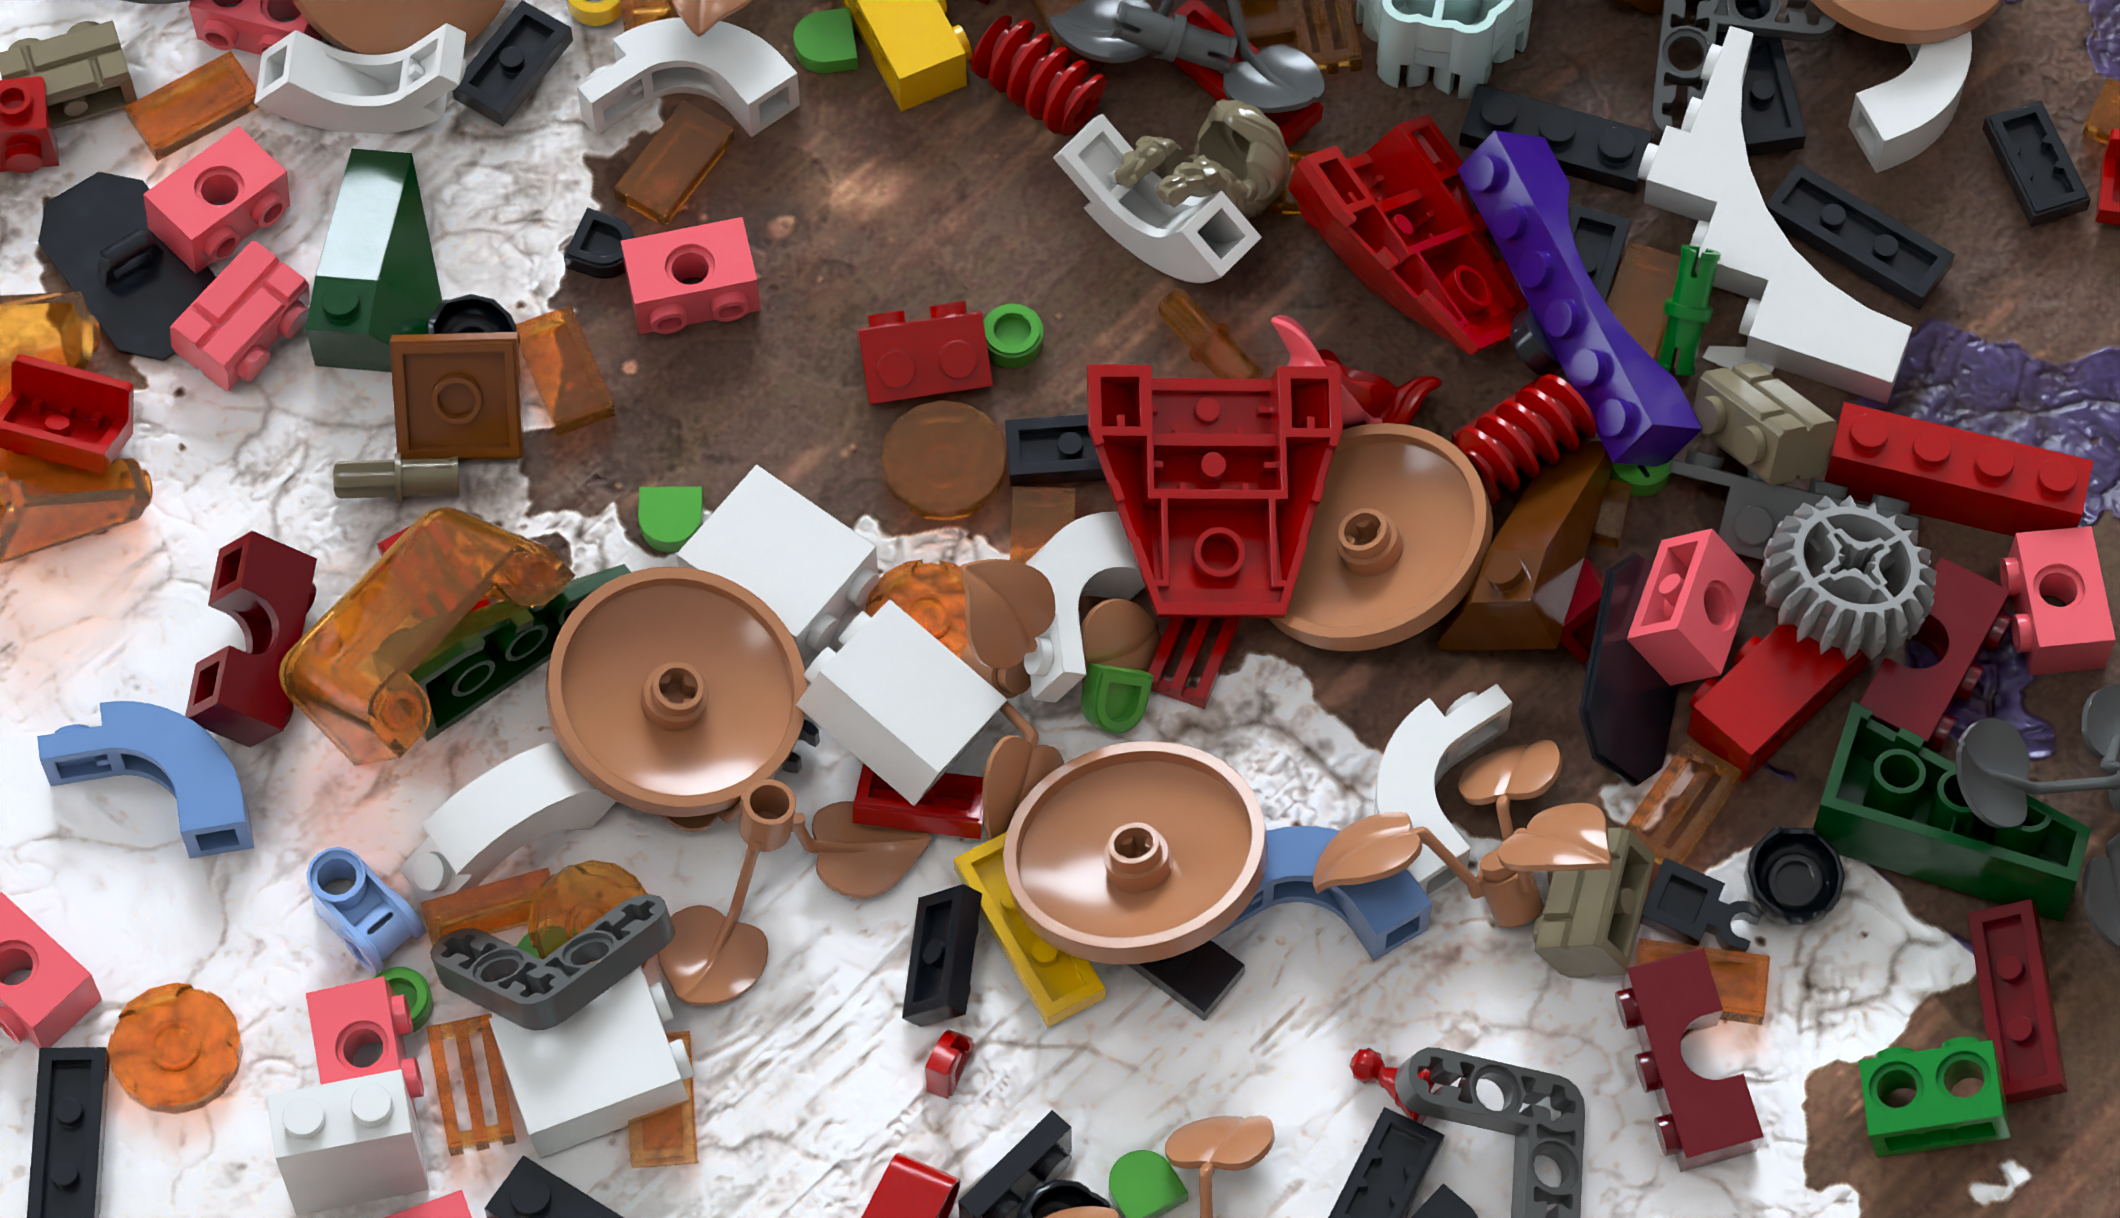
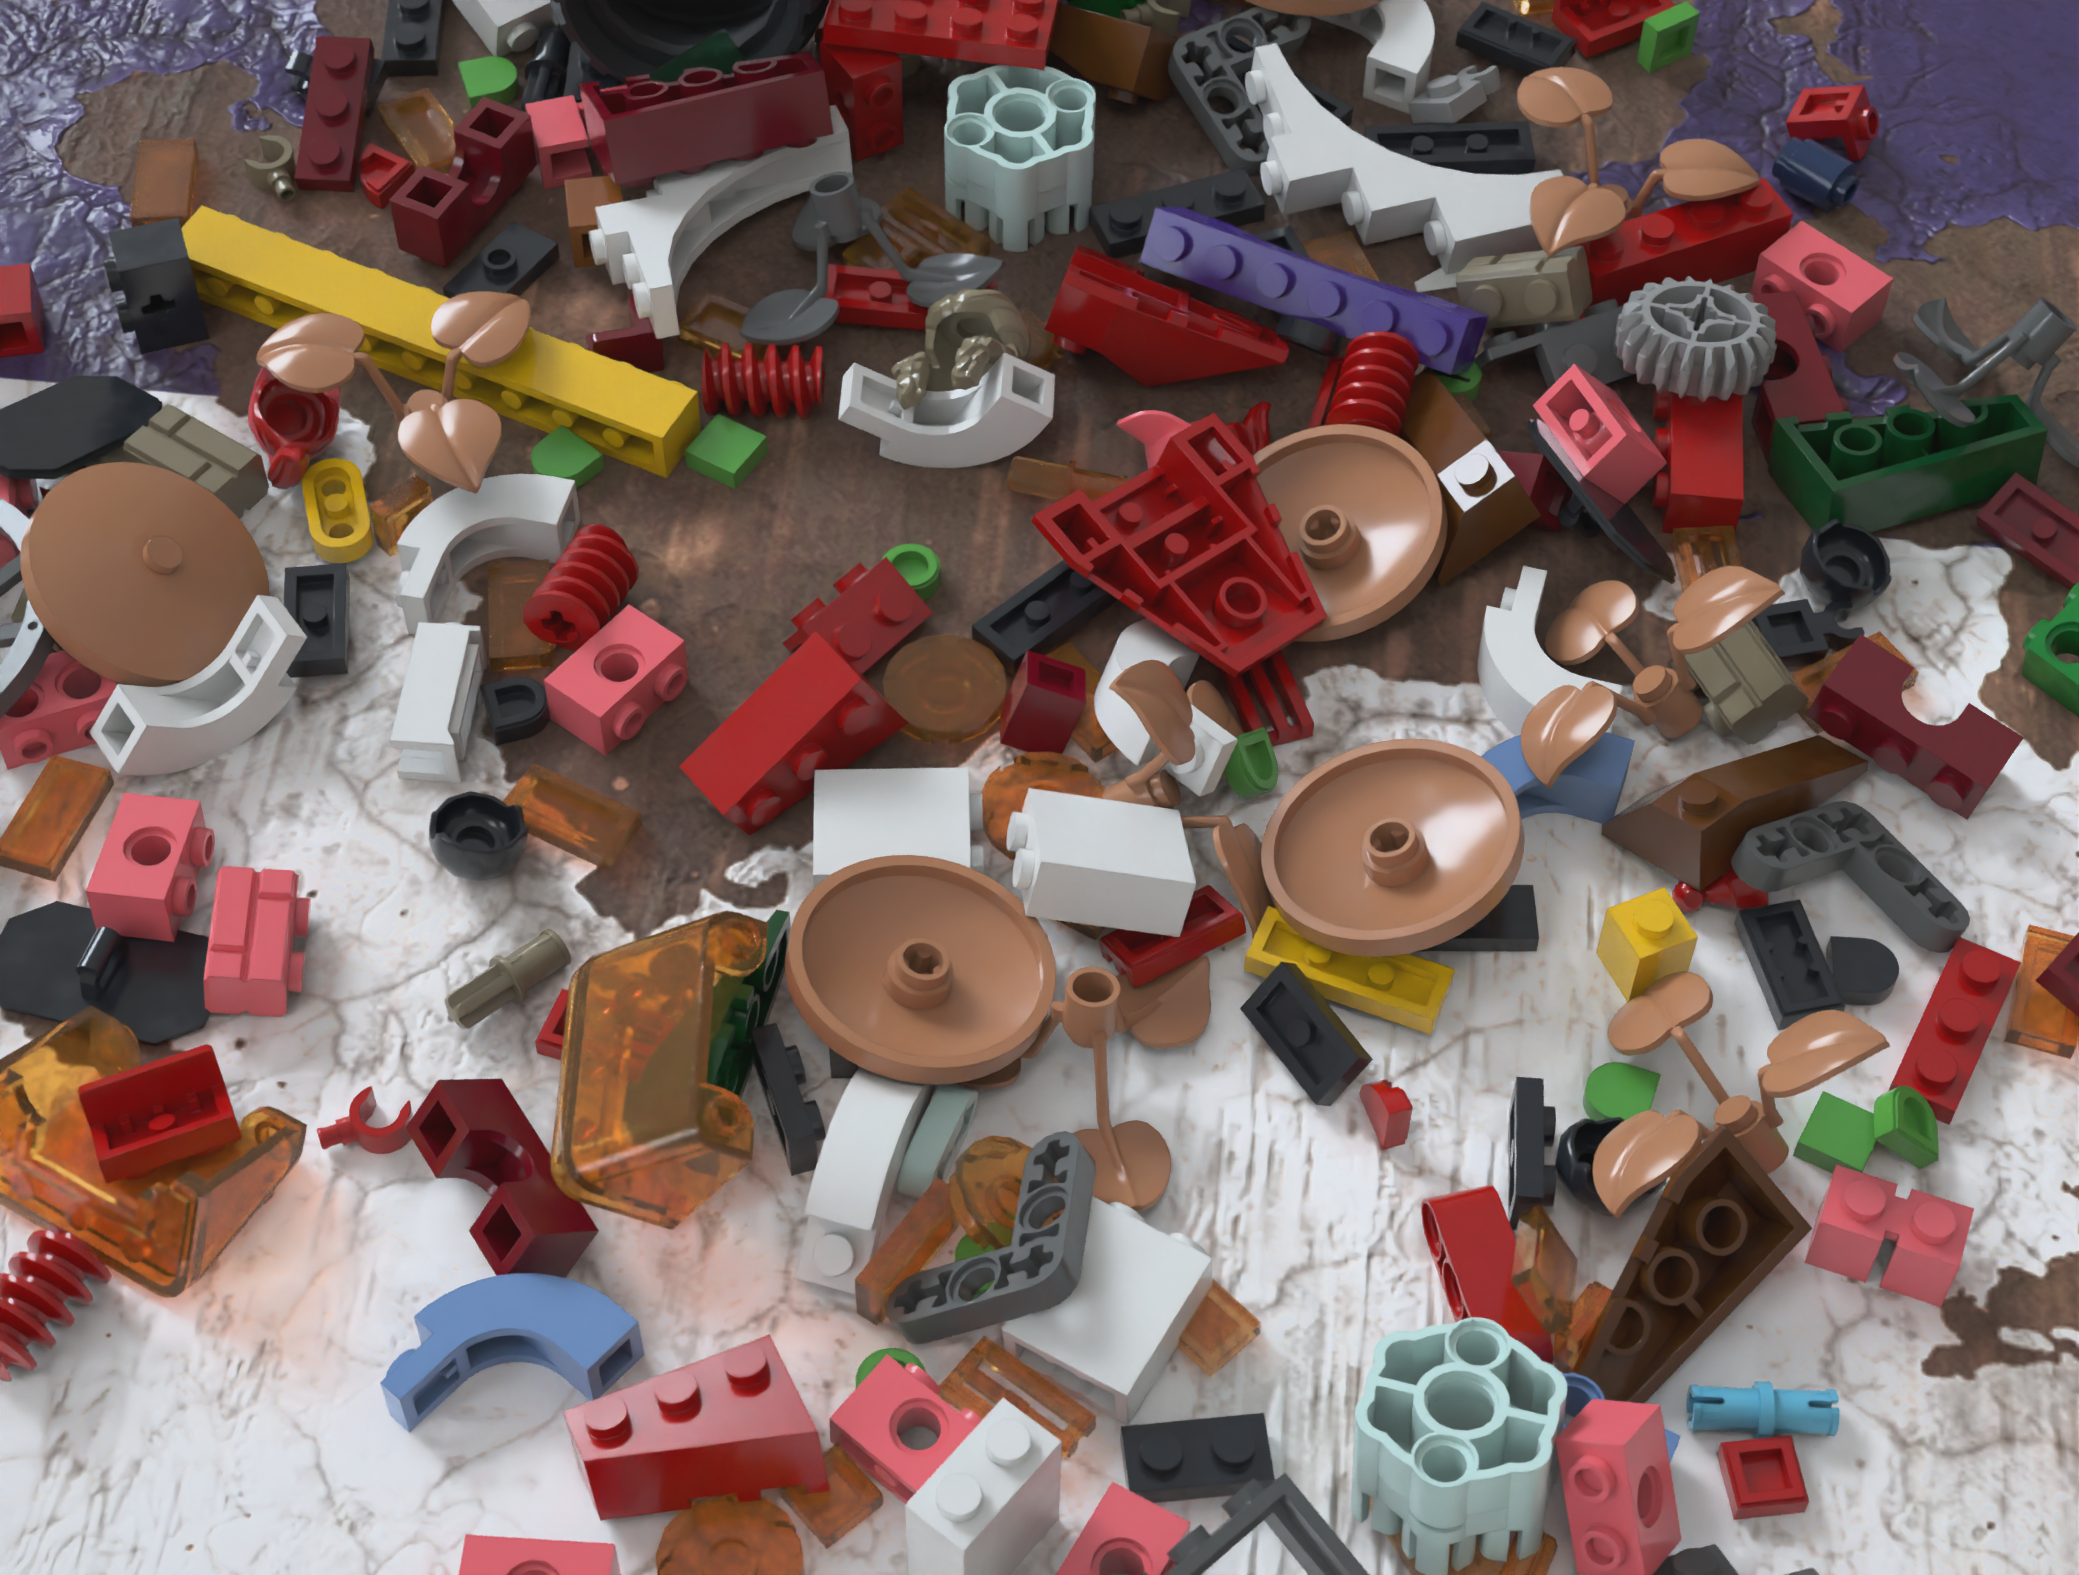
camera: 40 degrees left, 10 degrees down
(200, 518) = (354, 1127): none -> red piece
(219, 935) = (698, 1434): none -> red wedge
(282, 1052) = (842, 1508): none -> clear orange tile
(367, 917) = (801, 1326): light blue piece -> none
(374, 265) = (345, 846): dark green wedge -> none
(457, 395) = (510, 877): dark orange tile -> none
(515, 708) = (780, 1075): none -> black plate
(541, 199) = (438, 701): none -> white window
(590, 836) = (937, 1139): none -> light aqua beam
(670, 516) = (763, 865): bright green tile -> none
(724, 176) = (582, 588): none -> red piece
(782, 415) = (800, 720): none -> red wedge
(964, 120) = (726, 451): none -> bright green tile
(998, 526) = (1043, 704): none -> dark red panel
(1173, 37) = (850, 288): dark grey pin -> none
(1277, 1079) = (1645, 941): none -> yellow brick
(1448, 1006) = (1702, 818): none -> reddish brown wedge
(1688, 309) = (1392, 243): green pin -> none
(1856, 386) = (1571, 212): none -> nougat plant
(1913, 184) = (1454, 96): none -> light grey plate

